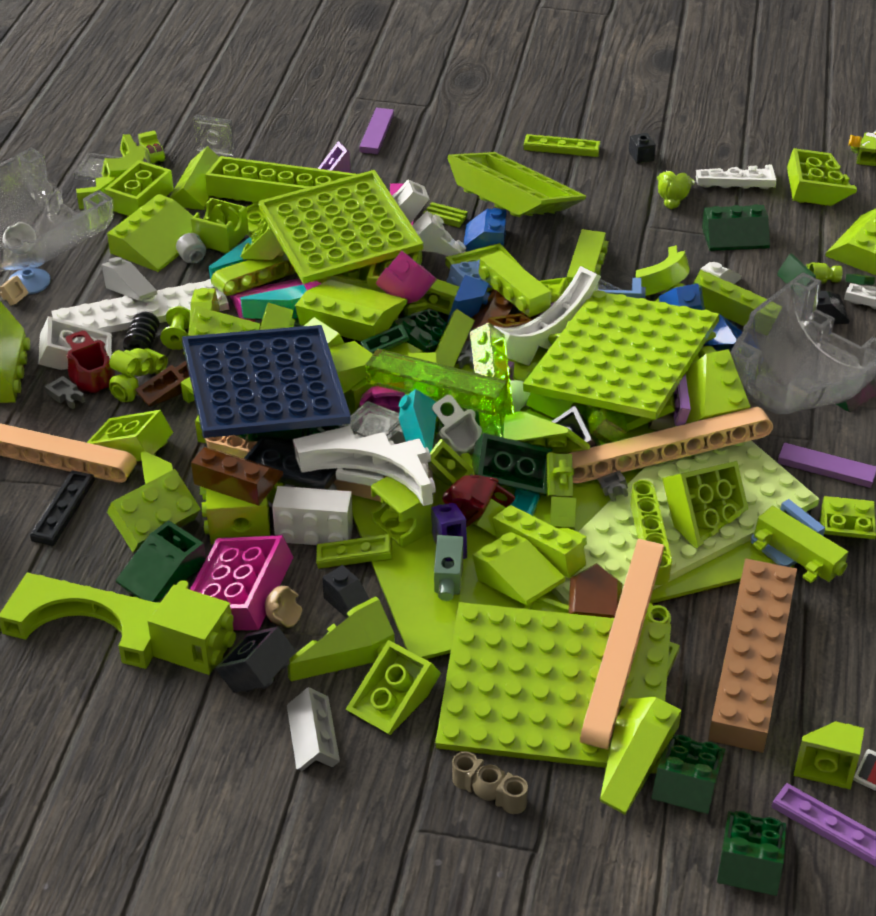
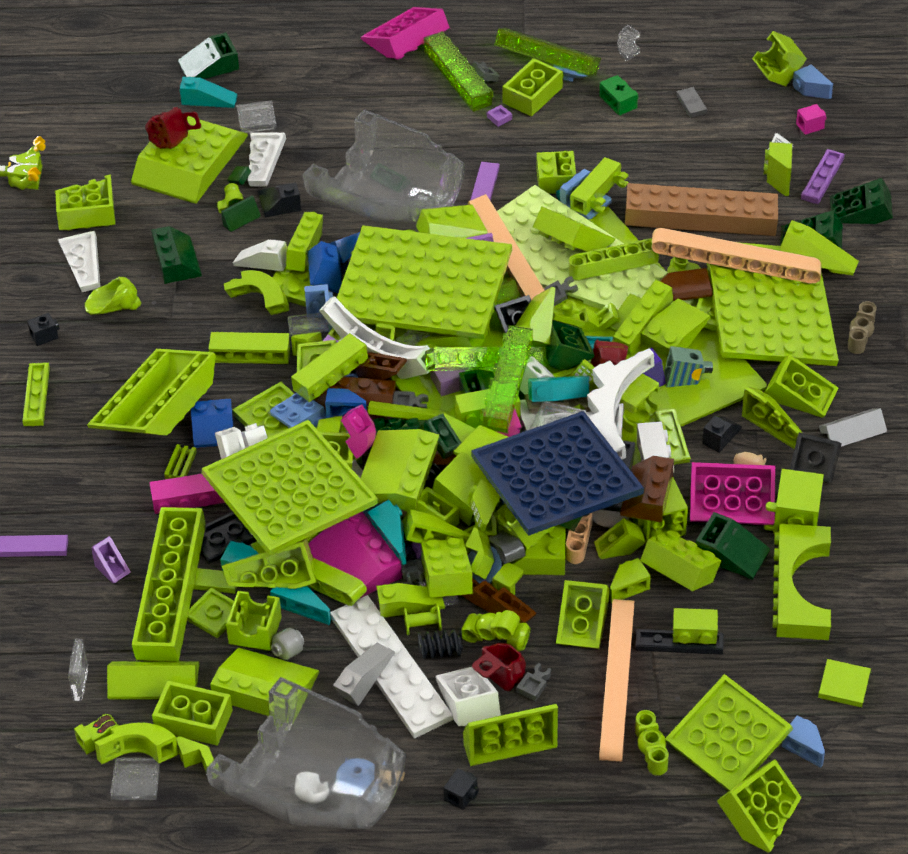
camera: 100 degrees left, 5 degrees up
(61, 507) = (695, 626): none -> lime brick

